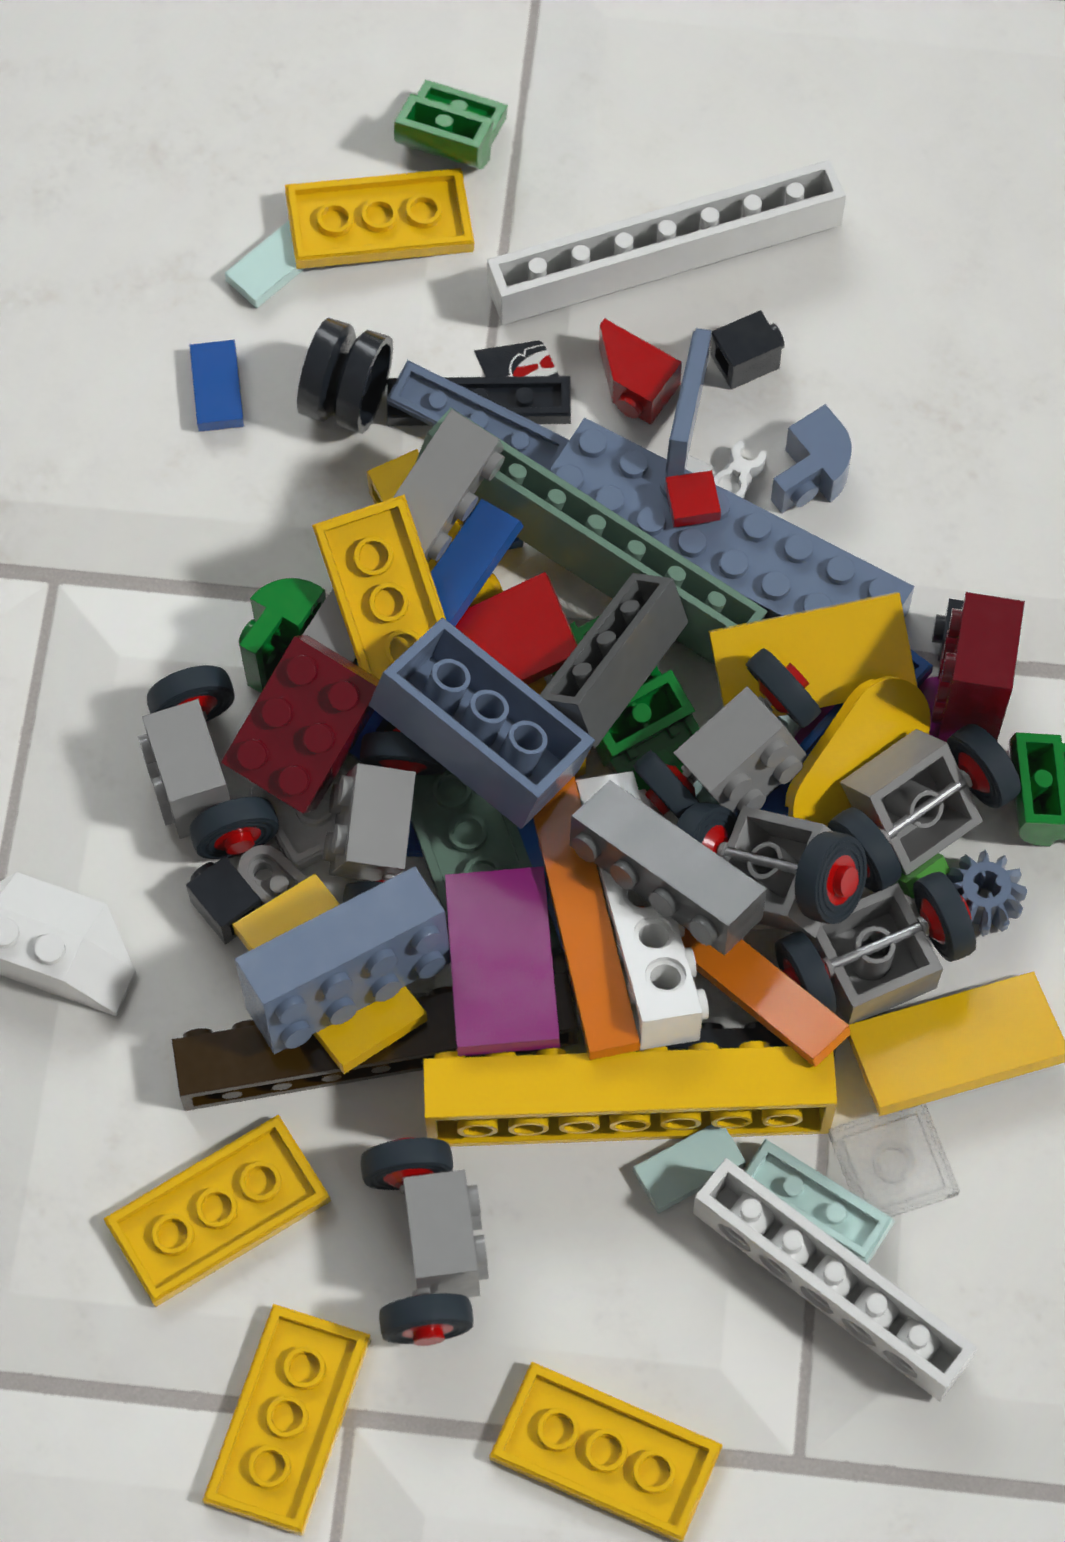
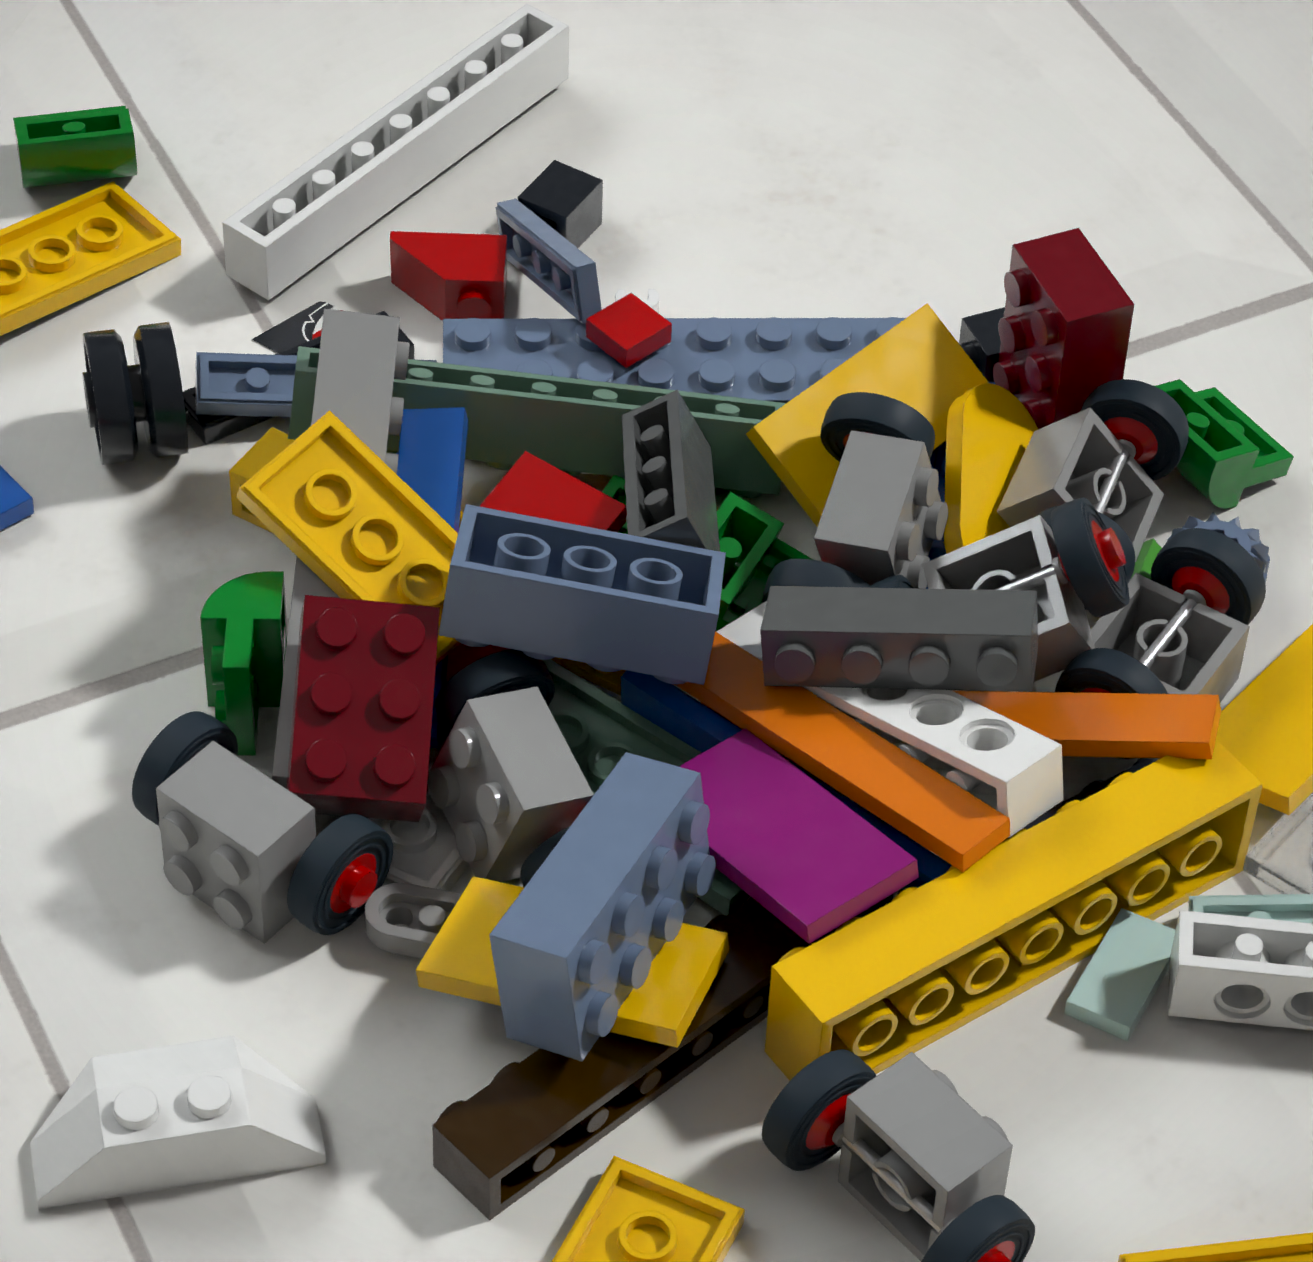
camera: 35 degrees left, 20 degrees down
(222, 896) = (374, 964): black brick -> none
(821, 457) = (714, 266): sand blue brick -> none

